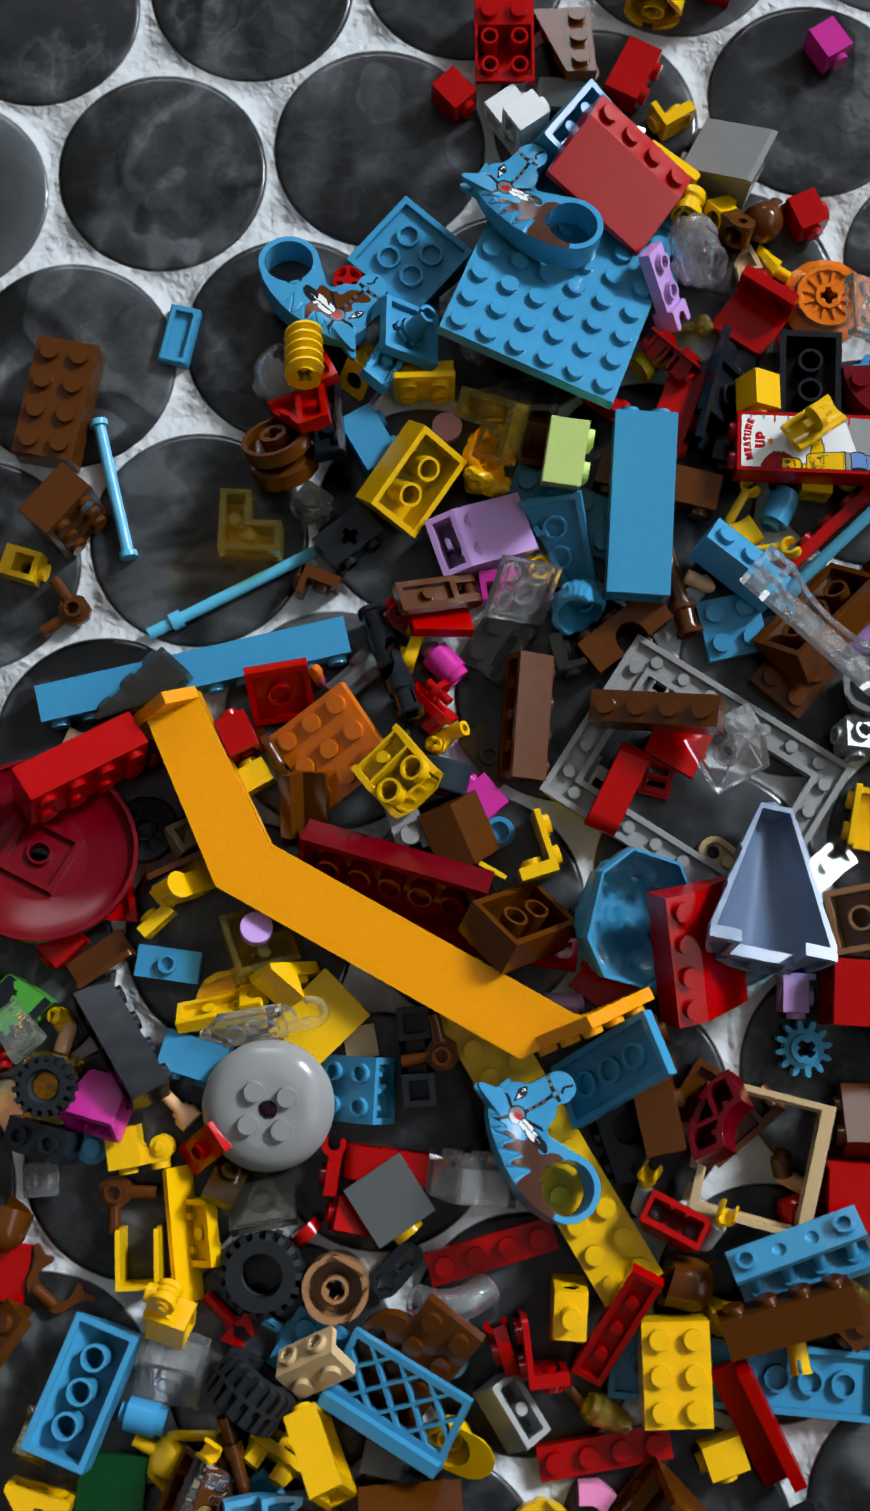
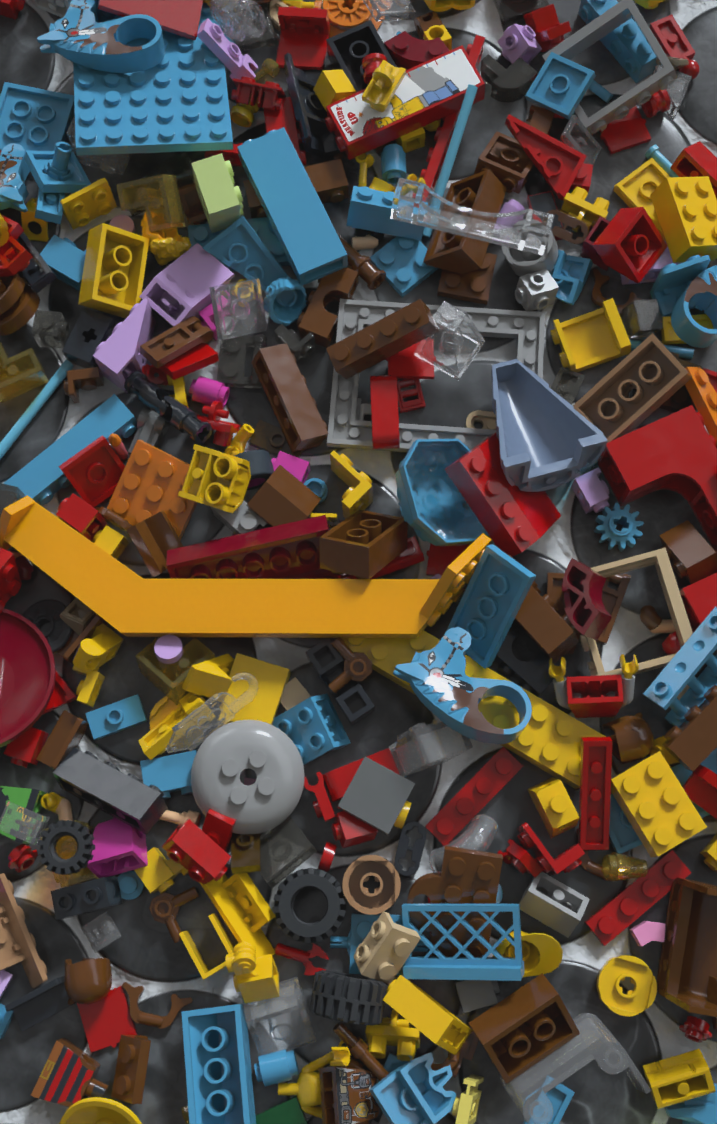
camera: 25 degrees left, 5 degrees down
(175, 1158) = (196, 853): none -> red brick
(373, 576) = (121, 351): none -> lavender slope
(814, 389) = (370, 63): none -> red wheel

